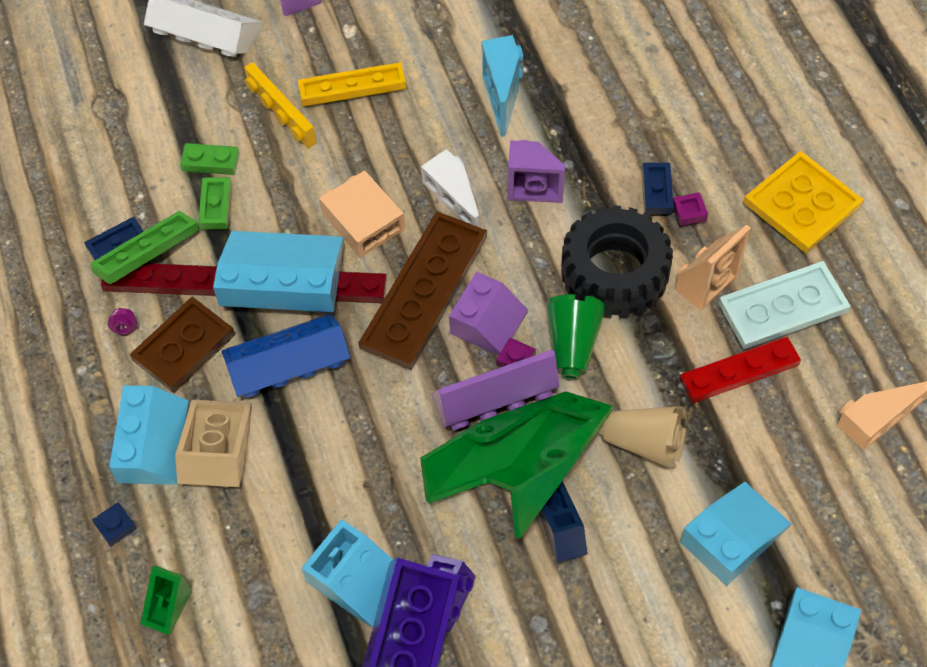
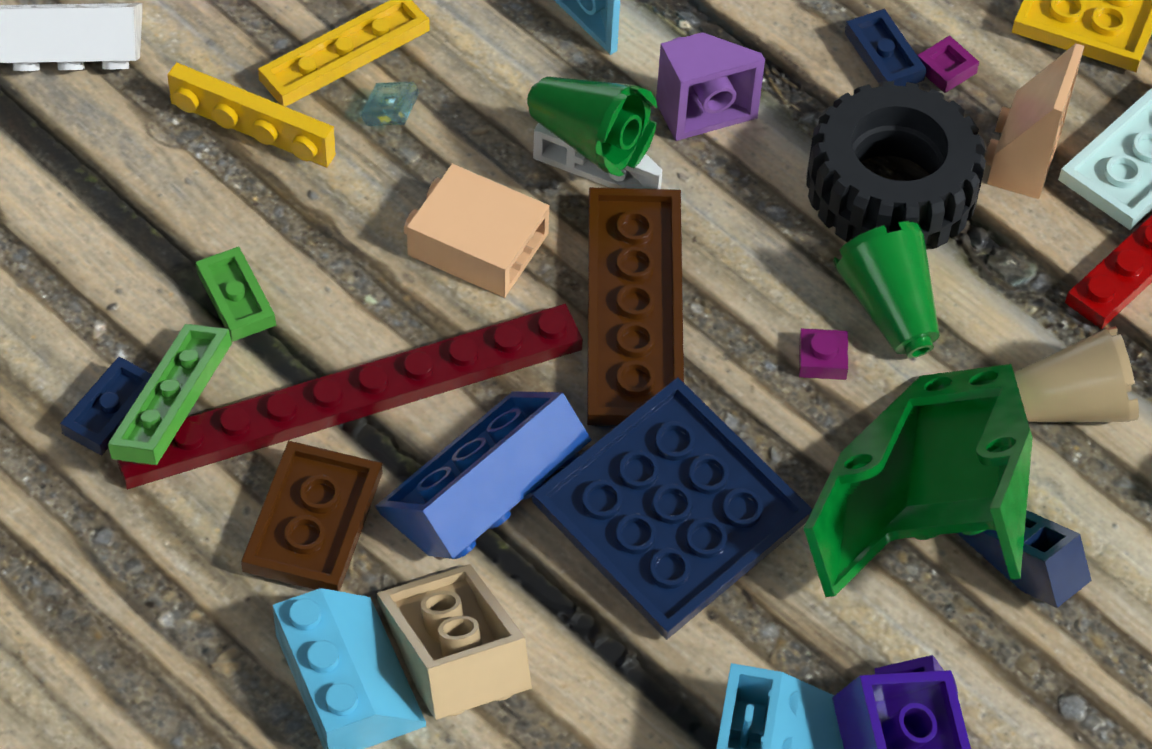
camera: 30 degrees left, 5 degrees down
(122, 321) = (196, 519): magenta plate -> none
(209, 159) = (182, 232): bright green plate -> none
(279, 271) = (412, 353): medium azure slope -> none
(358, 123) = (390, 103): none -> clear light blue tile
(371, 414) = (672, 507): none -> dark blue plate
(451, 174) = (596, 119): none -> green cone
(487, 314) = (751, 308): medium lavender slope -> none
(497, 389) = (839, 400): medium lavender slope -> none

